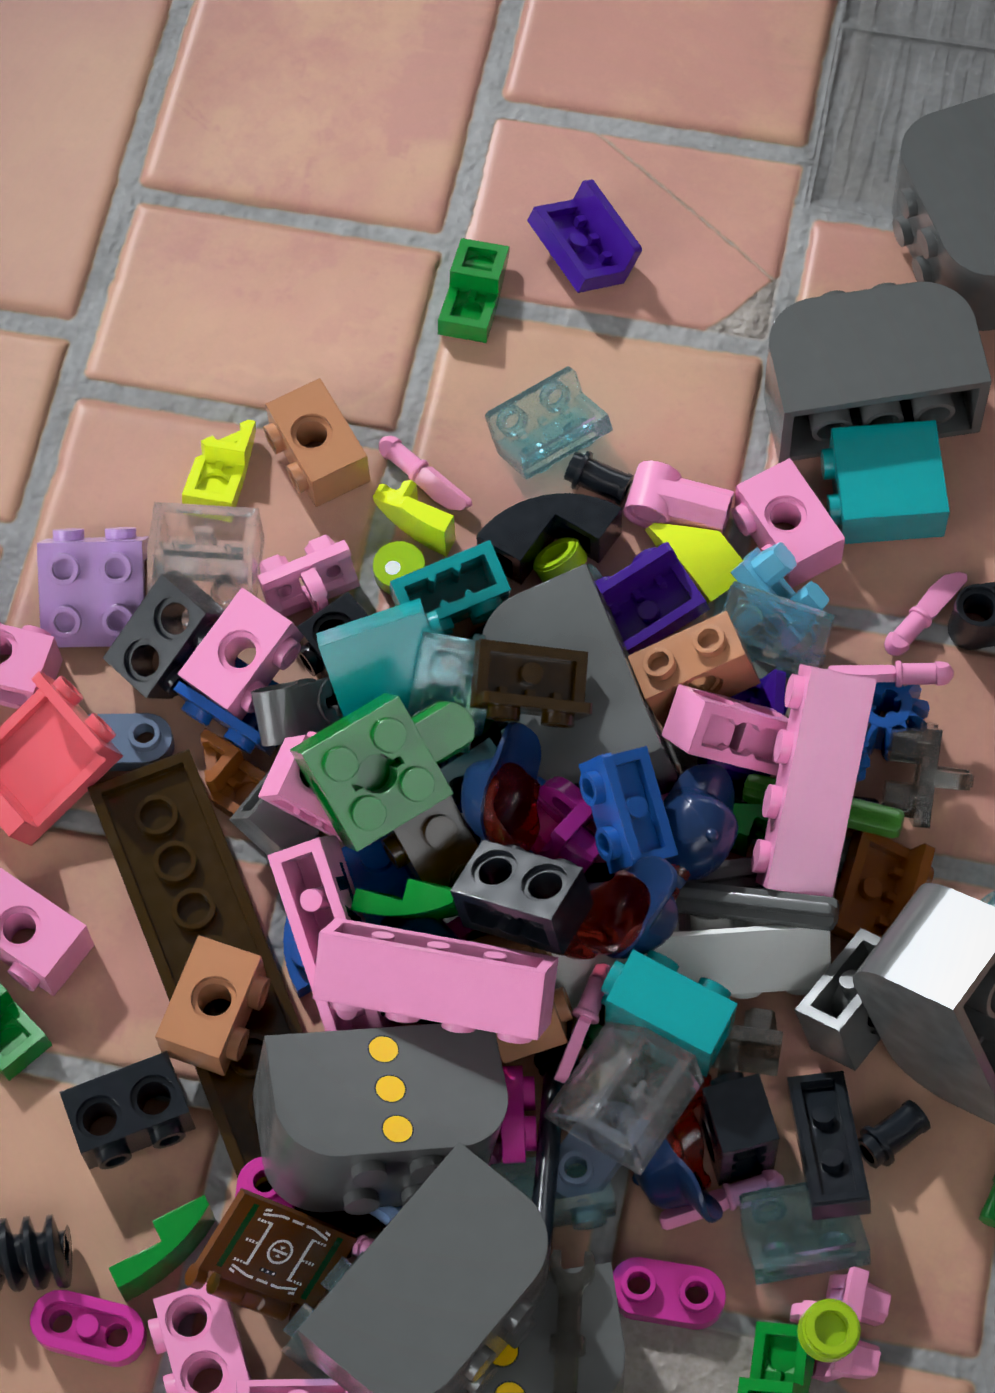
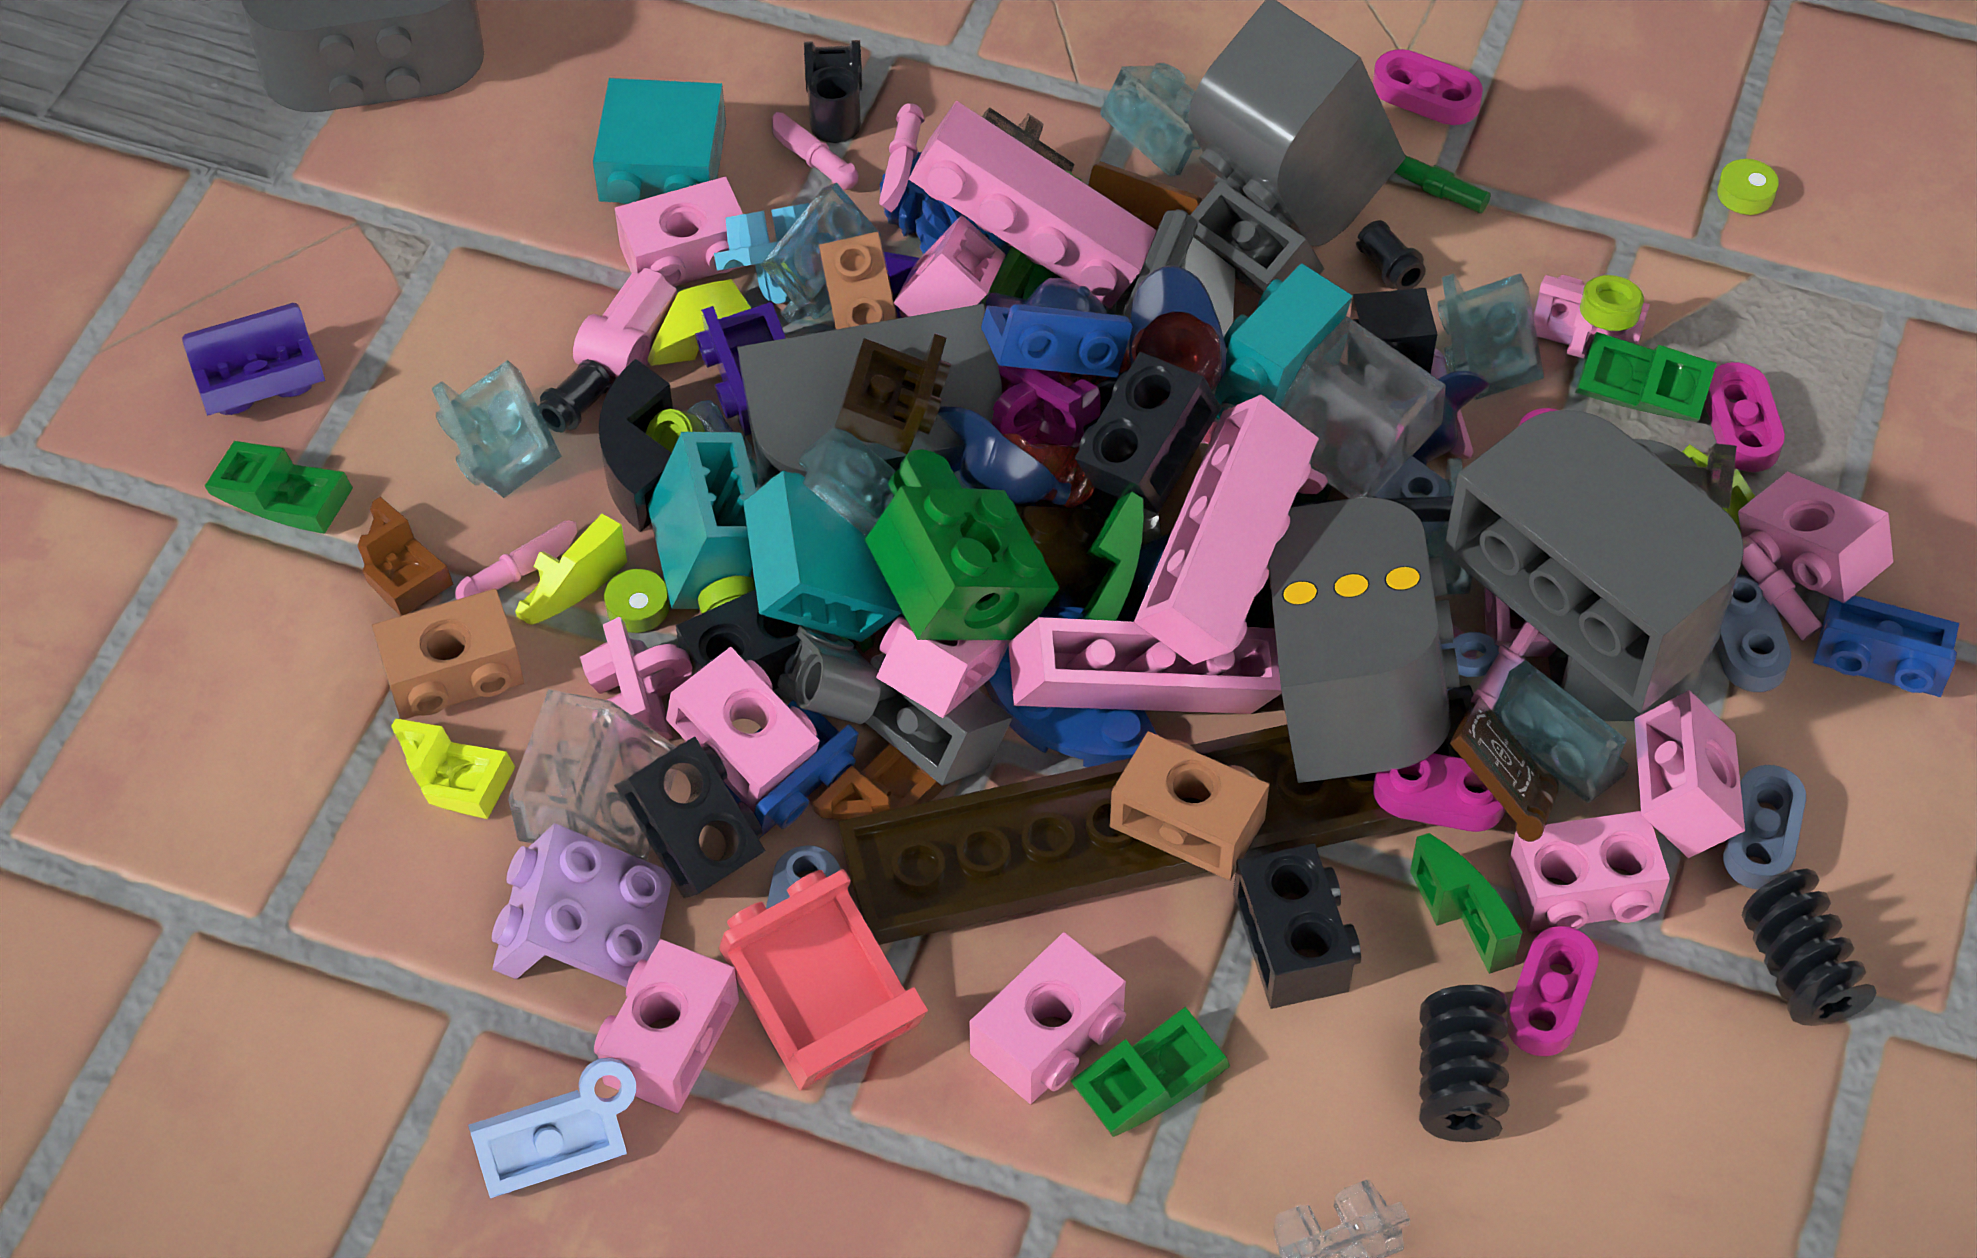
camera: 85 degrees left, 10 degrees down
(413, 391) = (398, 563): none -> dark orange slope
(828, 1146) = (1451, 278): black tile -> none
(871, 362) = (524, 125): dark grey brick -> none

